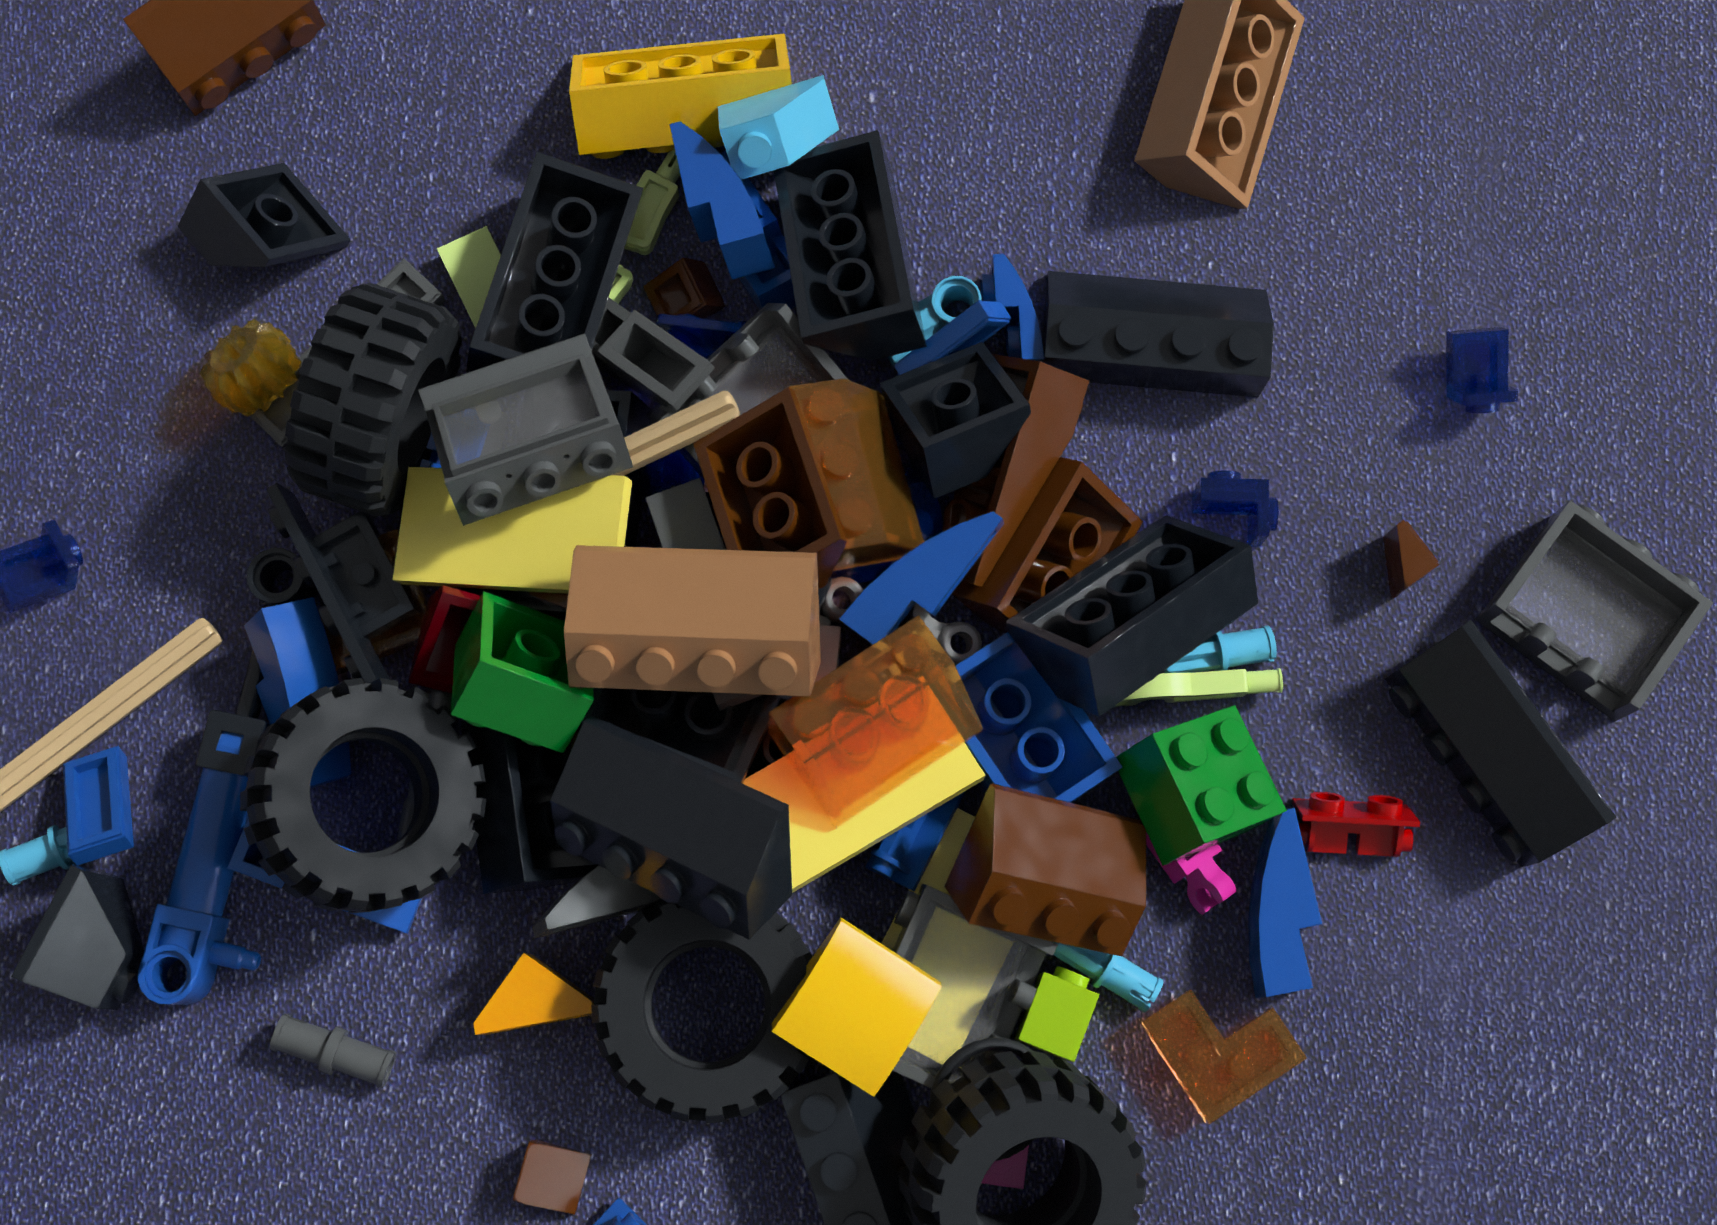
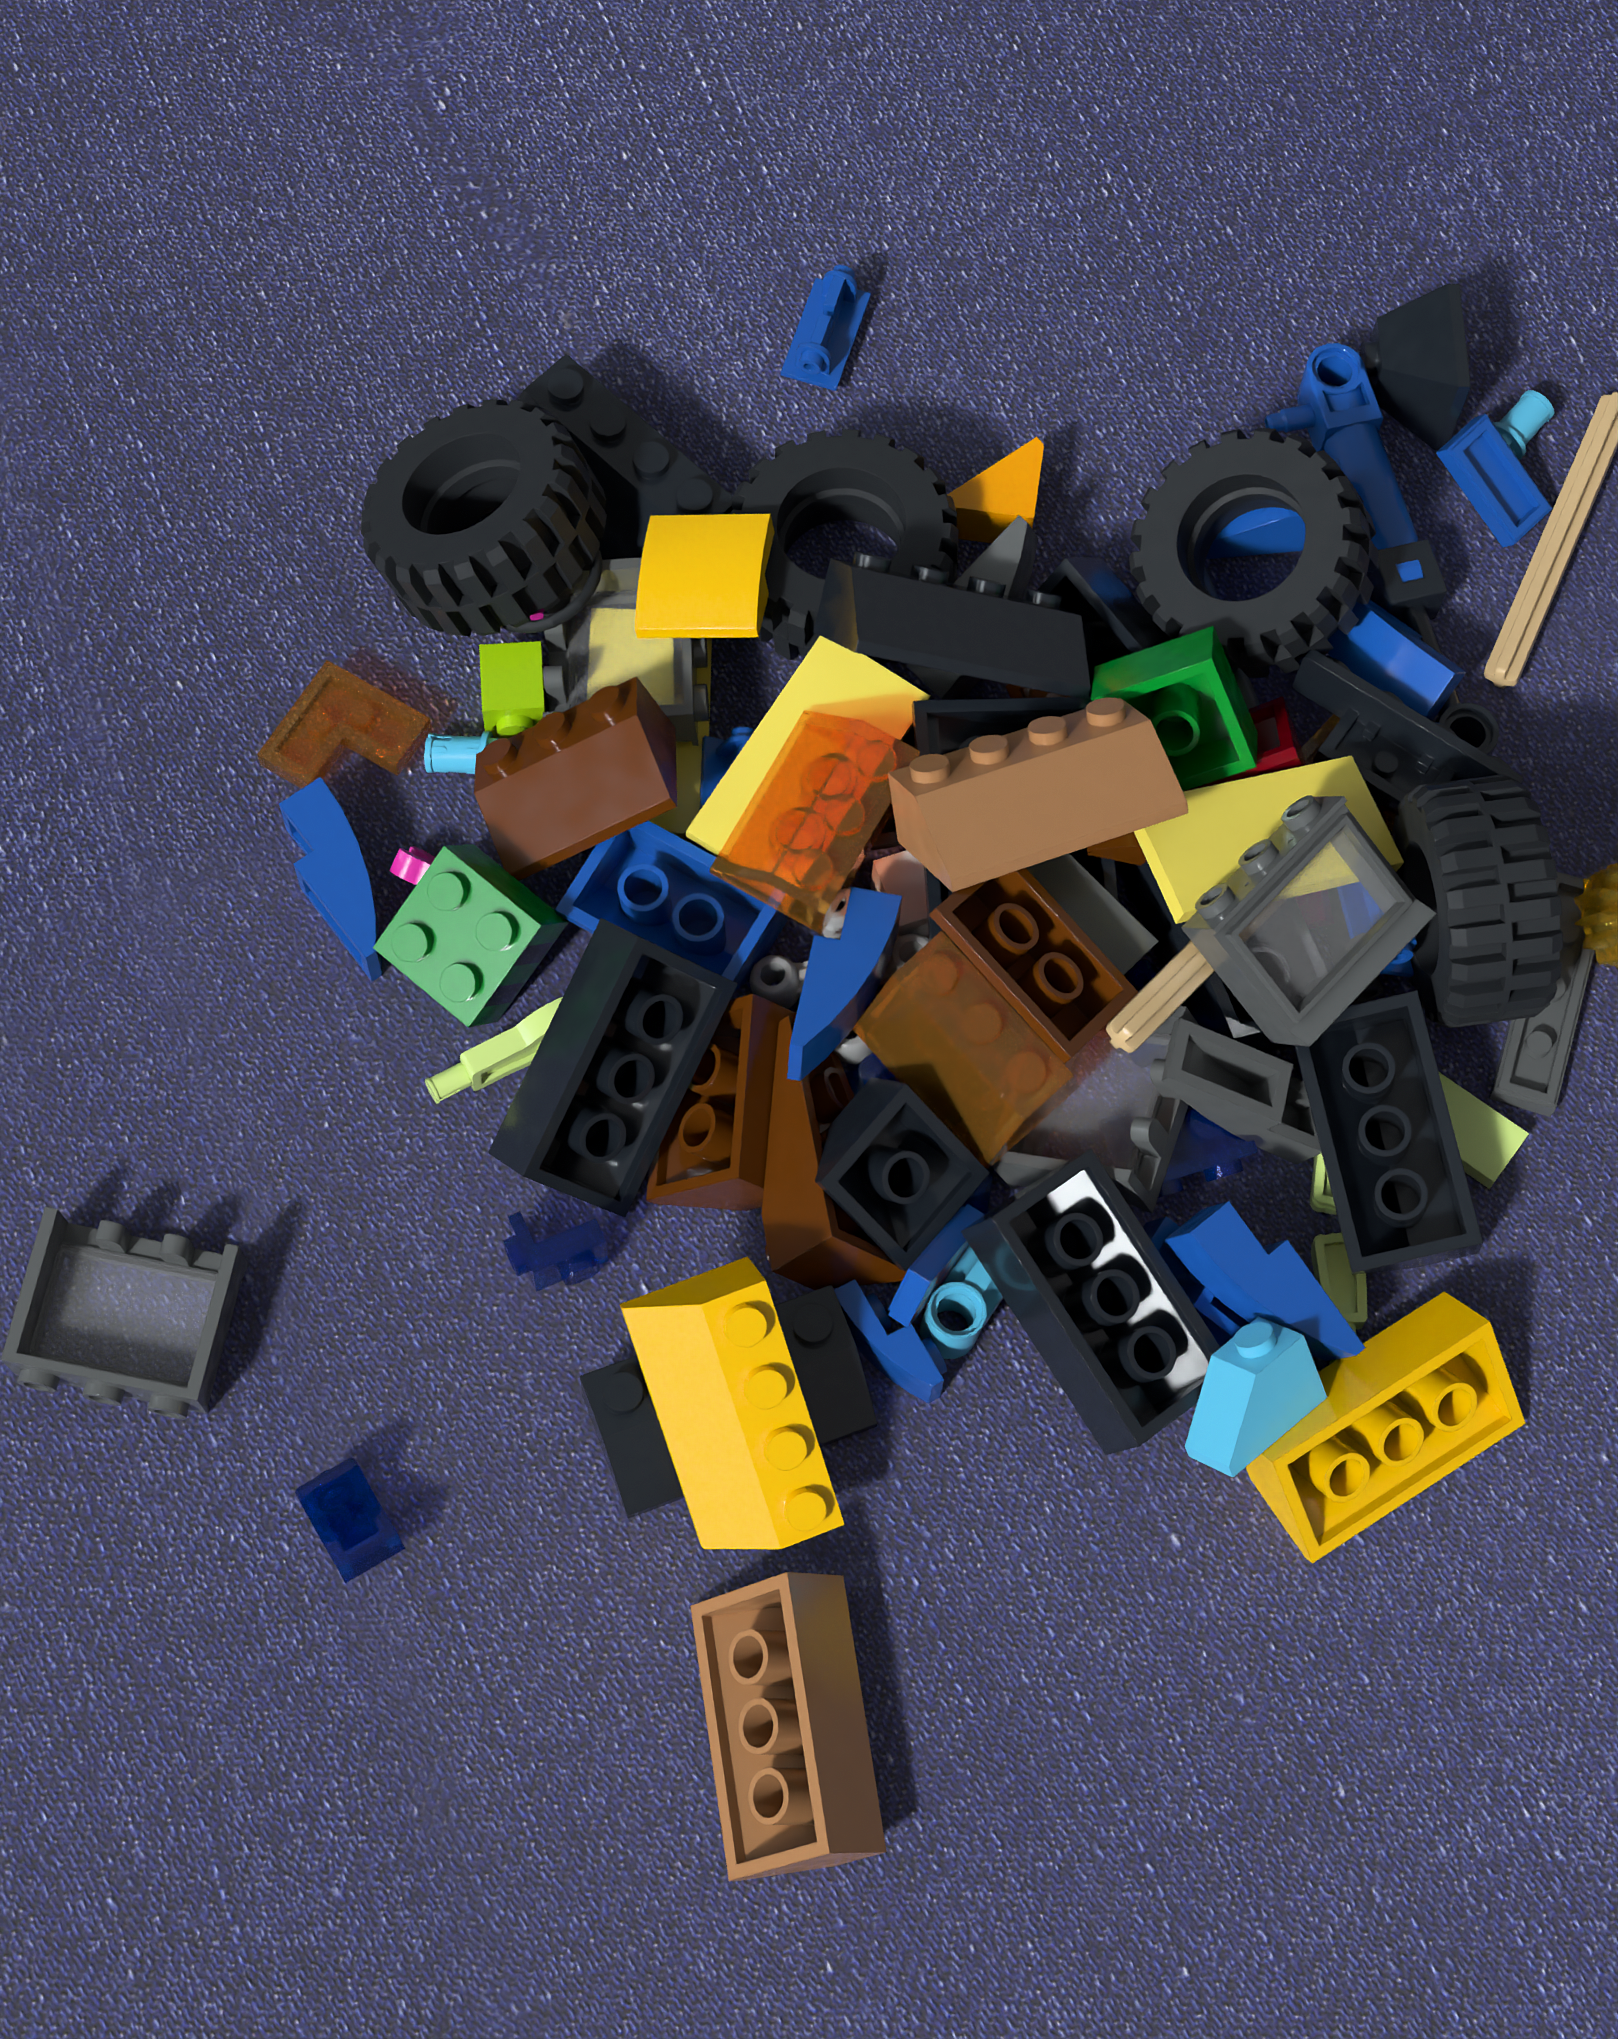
camera: 150 degrees right, 10 degrees down
(333, 1050) = (1156, 389): dark grey pin -> none
(552, 1177) = (905, 378): reddish brown slope -> none
(685, 290) = (1257, 1203): reddish brown slope -> none
(1168, 289) = (732, 1410): none -> yellow slope
(1228, 651) = (488, 1106): medium azure axle -> none
(1376, 822) = (318, 989): red hinge -> none
(1406, 558) = (345, 1275): reddish brown slope -> none
(1498, 748) = (183, 1114): black slope -> none

